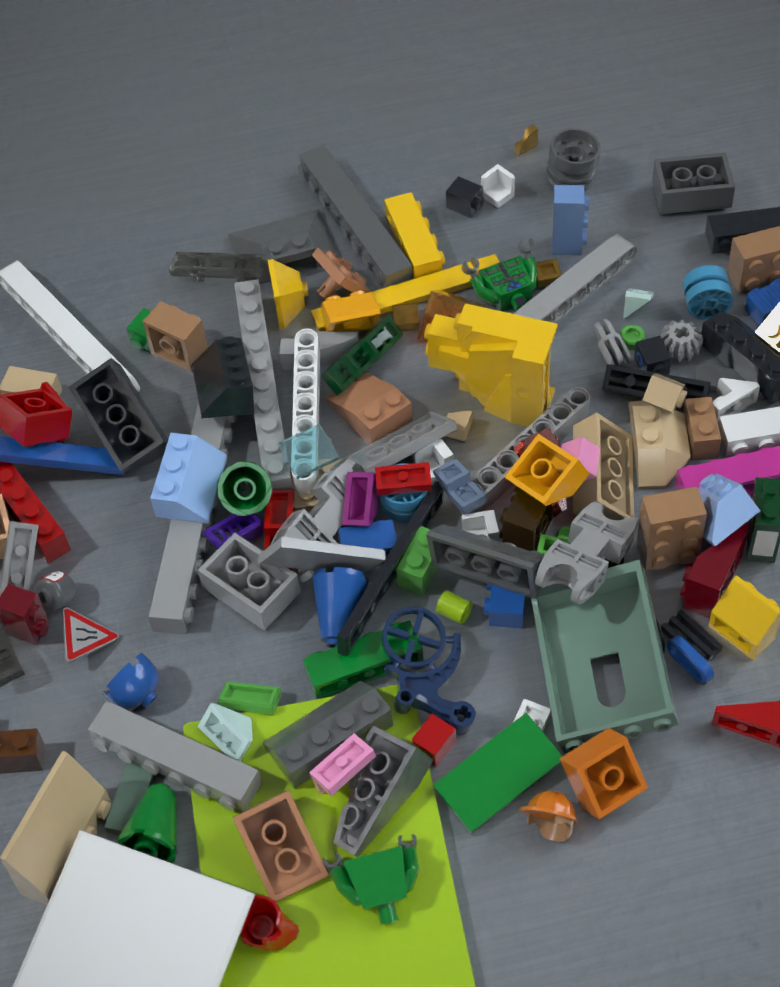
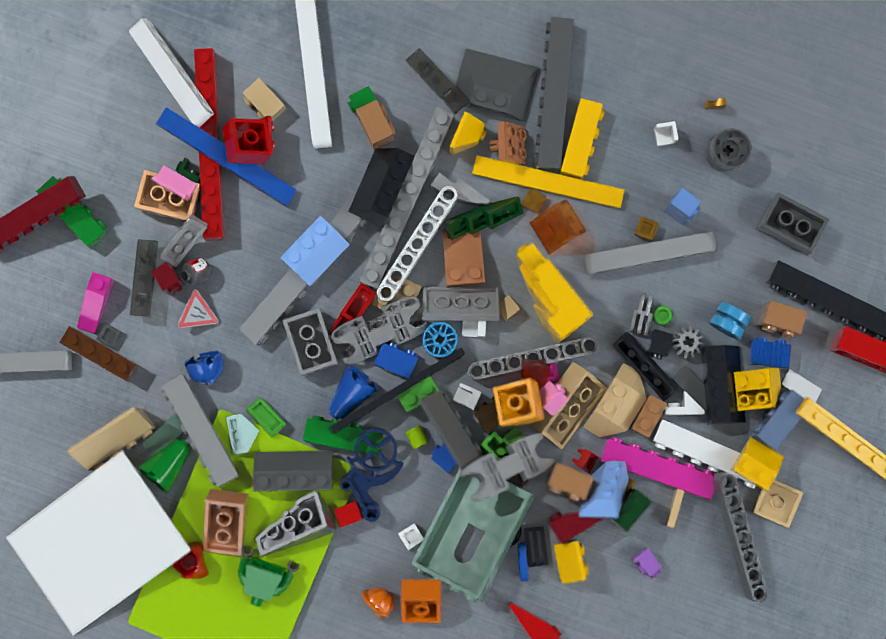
camera: 30 degrees right, 30 degrees up
(120, 416) = (303, 170): black slope -> none
(250, 494) = (343, 278): green cone -> none
(253, 529) = (338, 295): dark purple slope -> none
(308, 451) = (395, 282): clear light blue piece -> none
(316, 555) = (355, 365): light grey tile -> none
(342, 765) = (284, 503): bright pink panel -> none
(350, 313) = (494, 183): light orange slope -> none
(360, 499) = (406, 335): magenta slope -> none
(403, 478) = (439, 340): red plate -> none
(459, 487) = (471, 364): sand blue slope -> none
(464, 197) = (638, 127): black brick -> none
(498, 773) = (369, 557): green tile -> none
(507, 282) = (613, 221): green torso -> none
(635, 299) = (687, 291): light aqua slope -> none
(665, 392) = (639, 383): tan brick -> none

